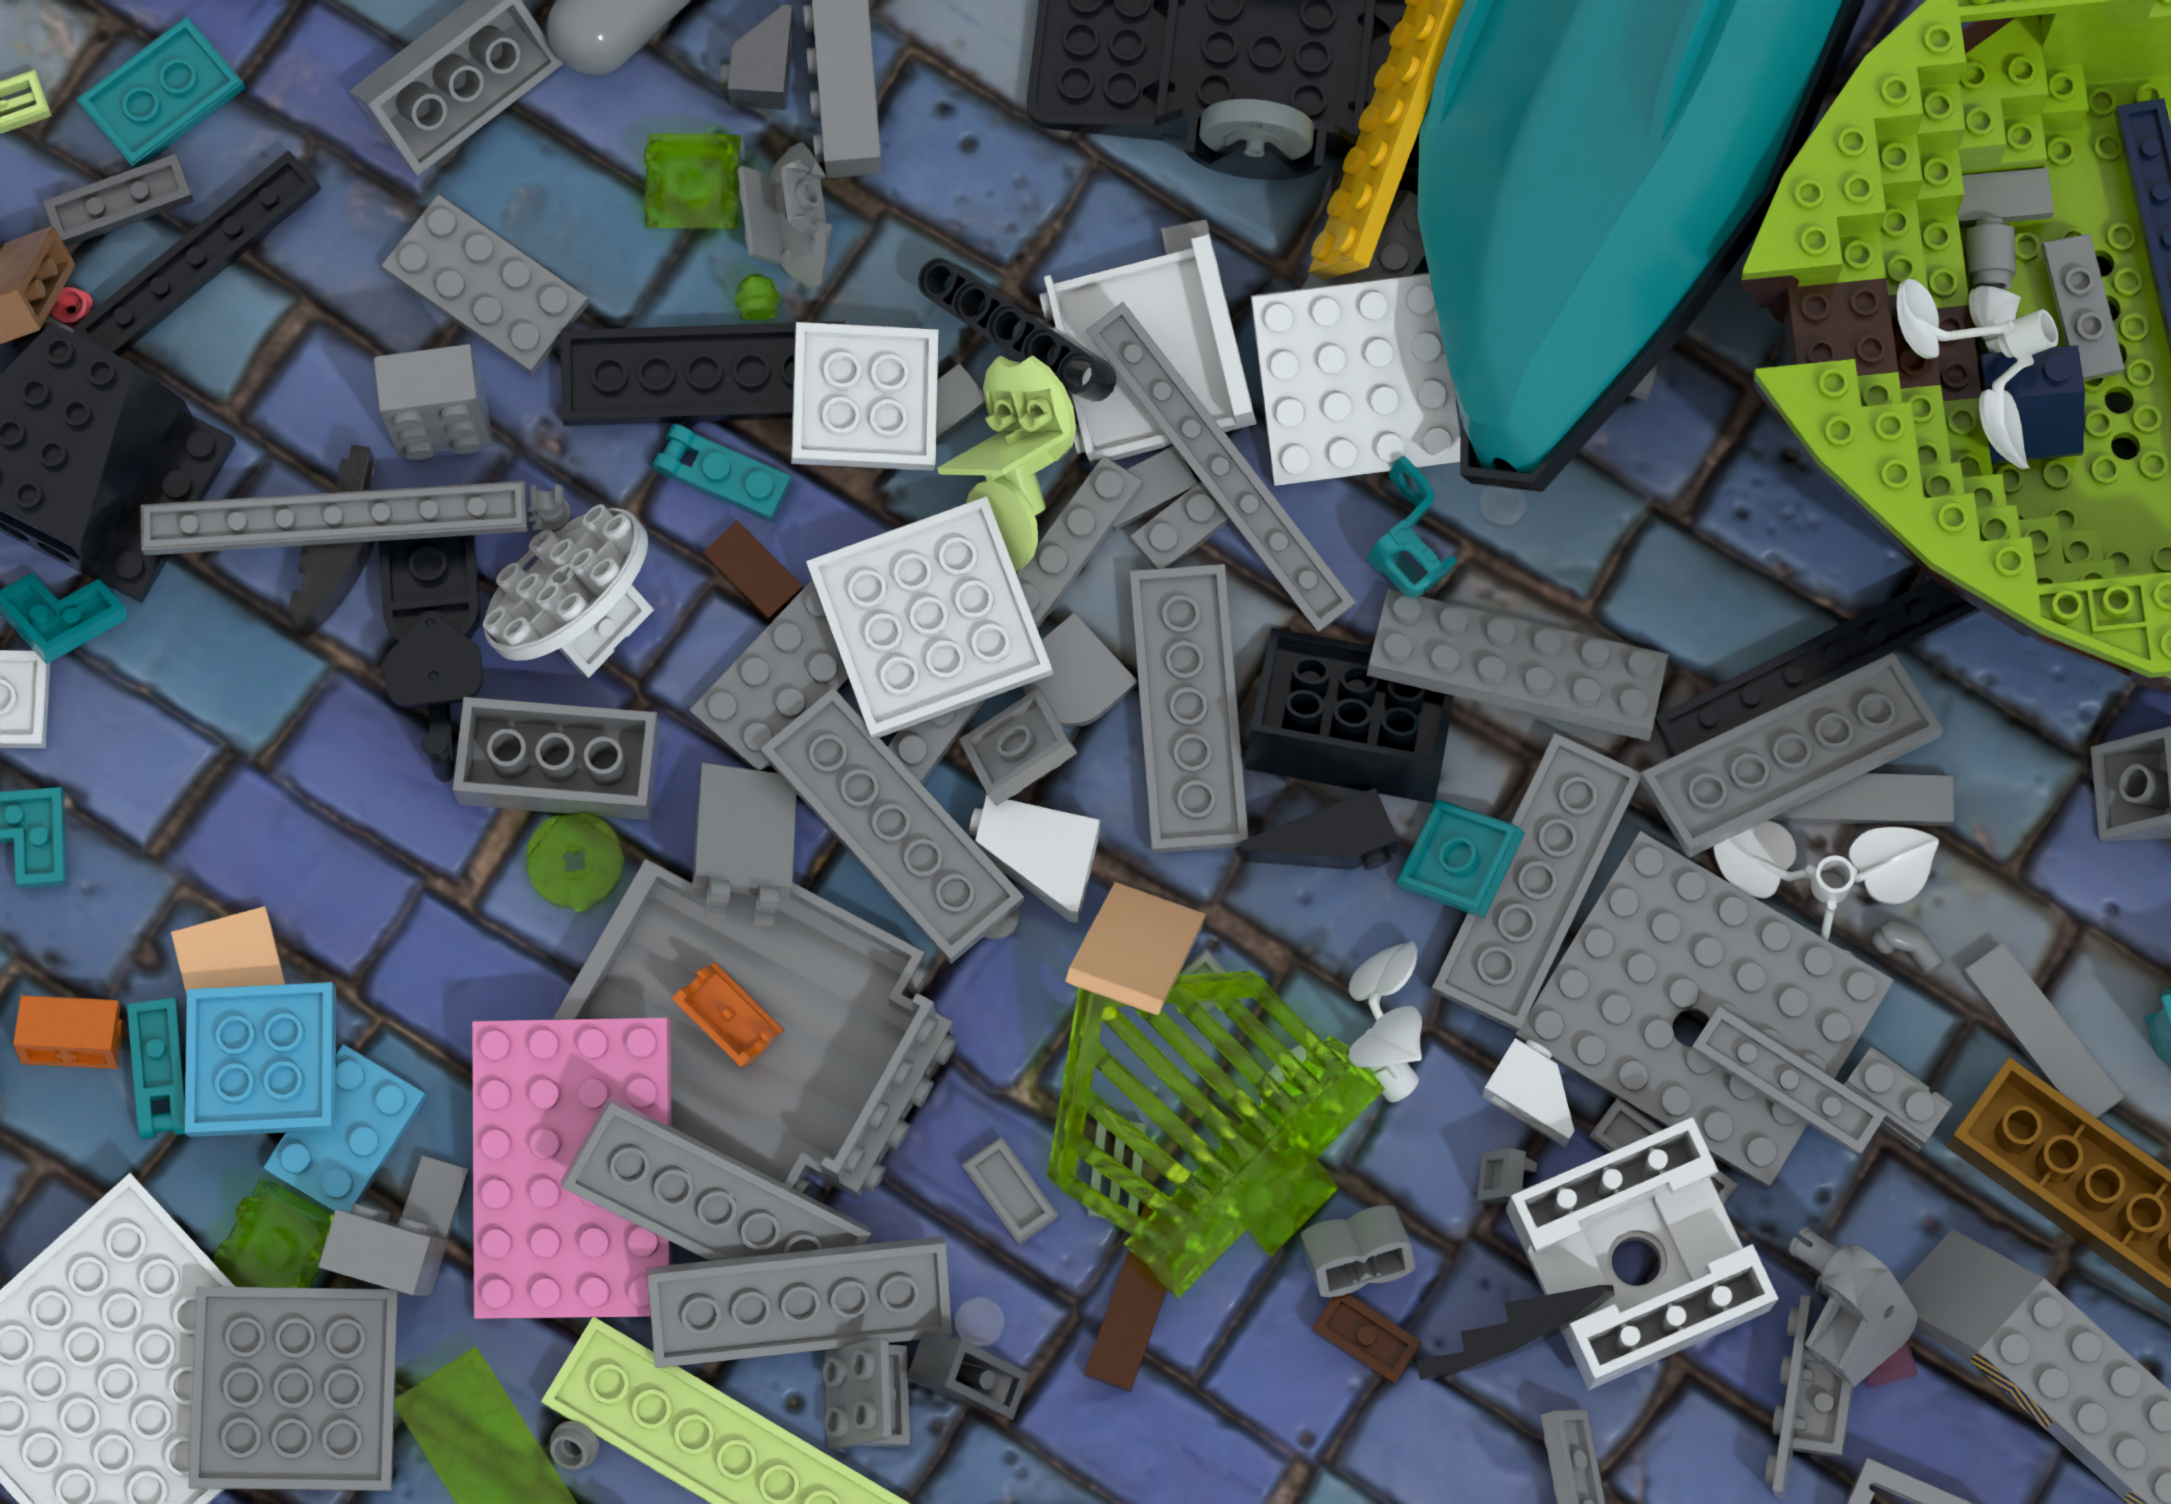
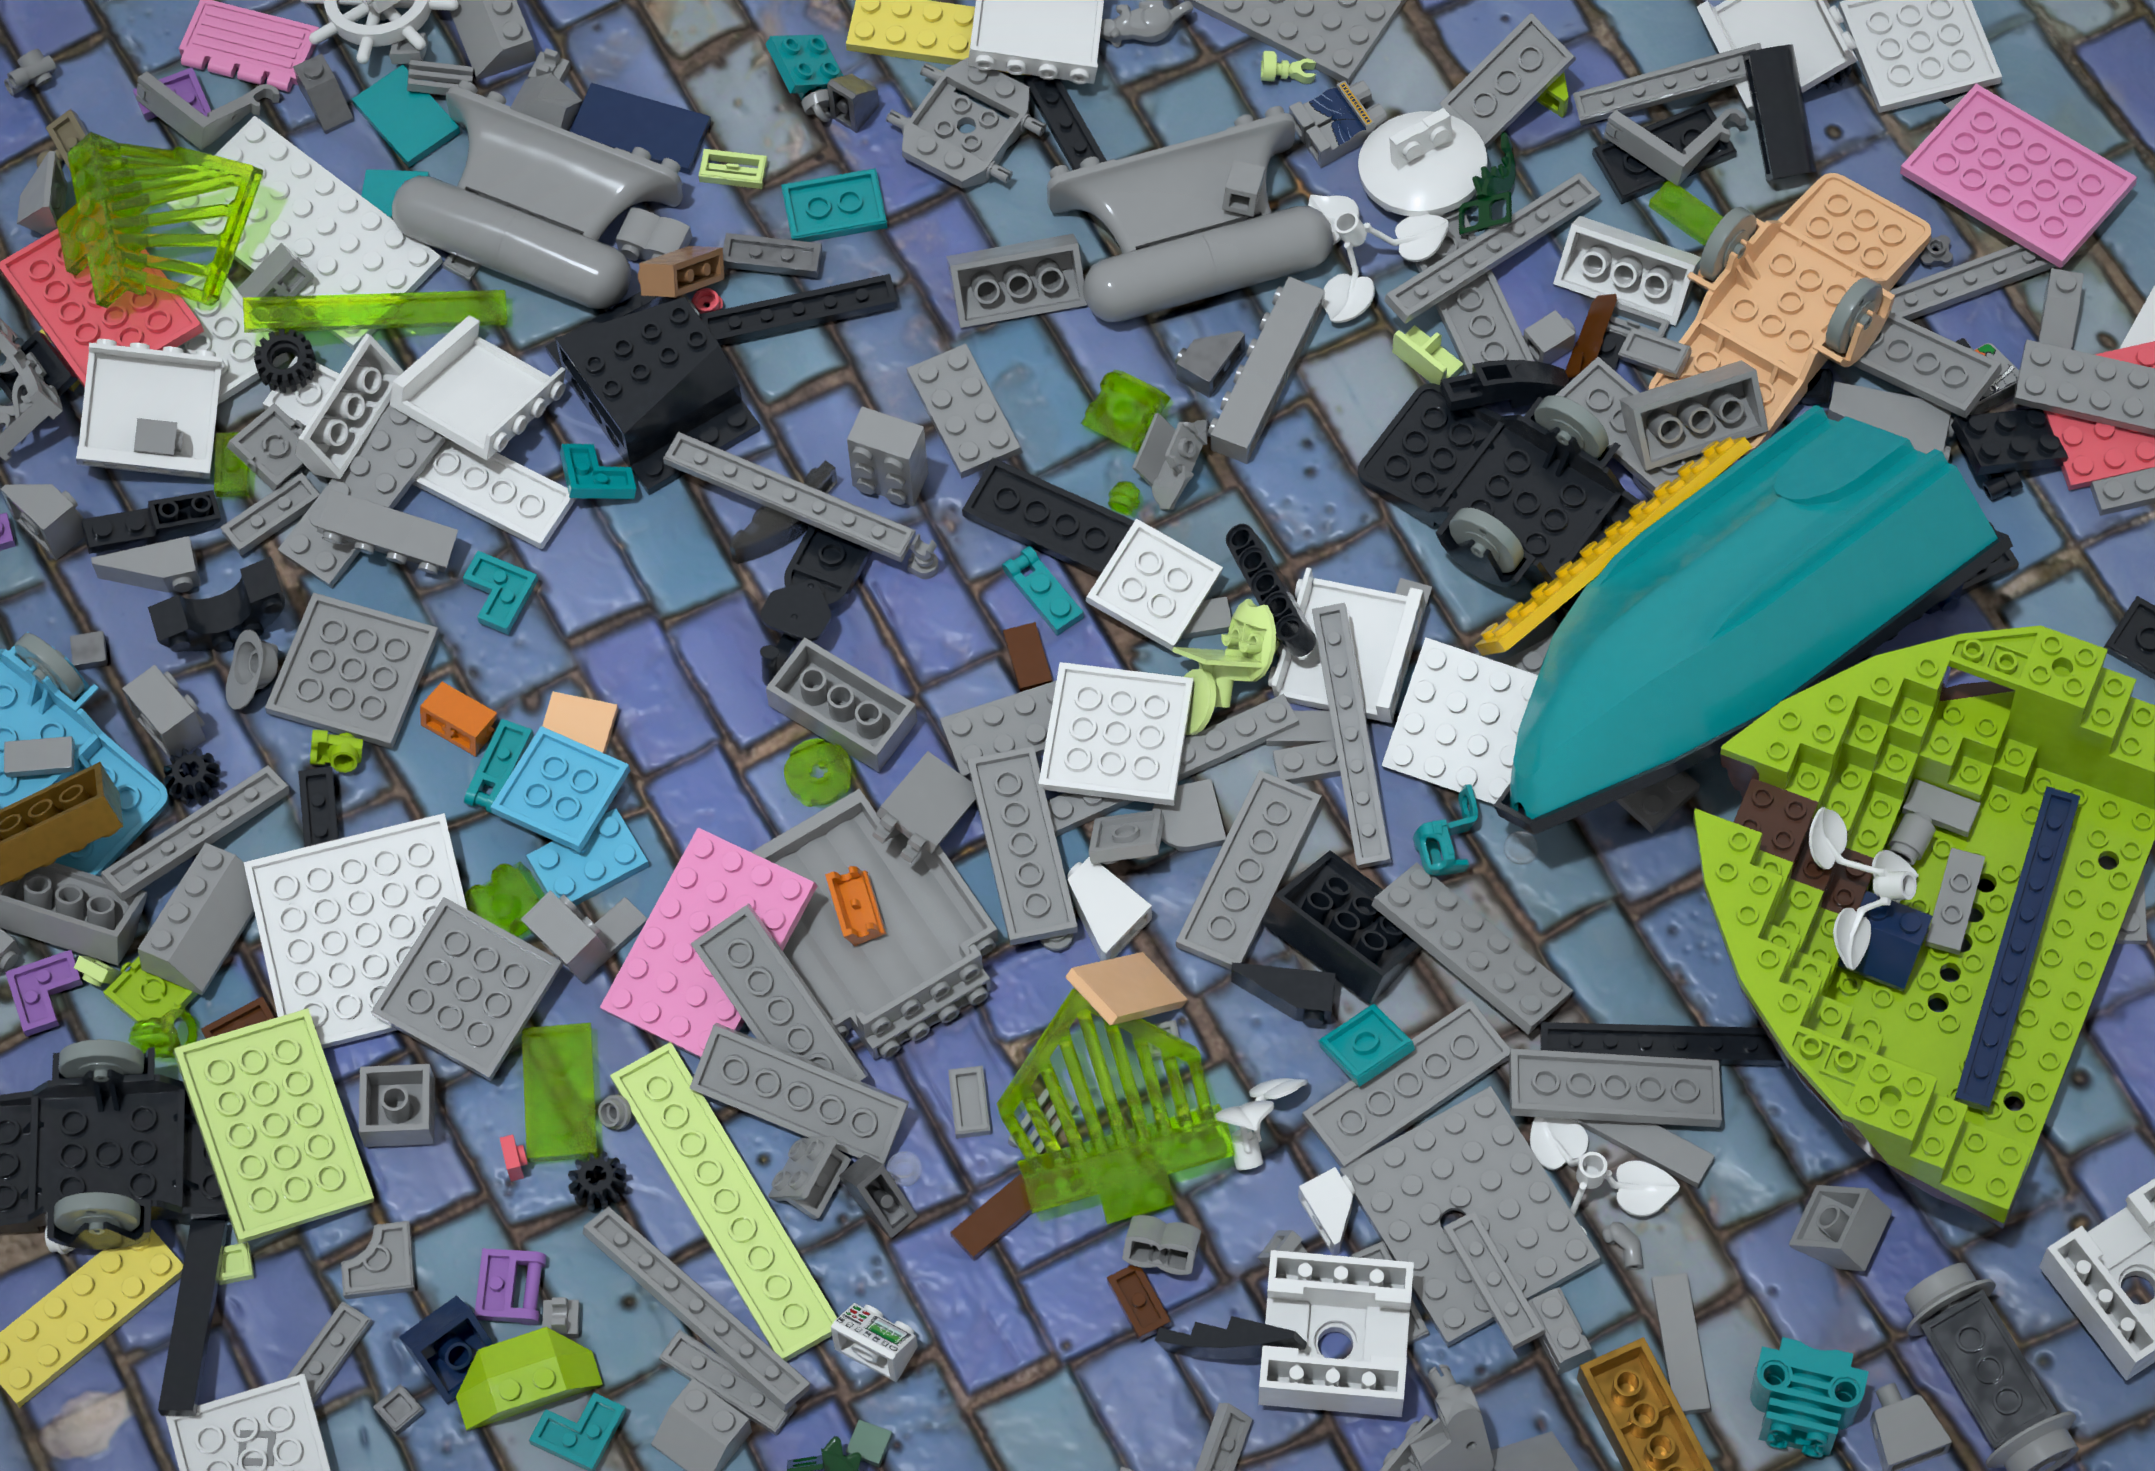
camera: 30 degrees right, 10 degrees down
(575, 592) = (909, 617): white bracket -> none

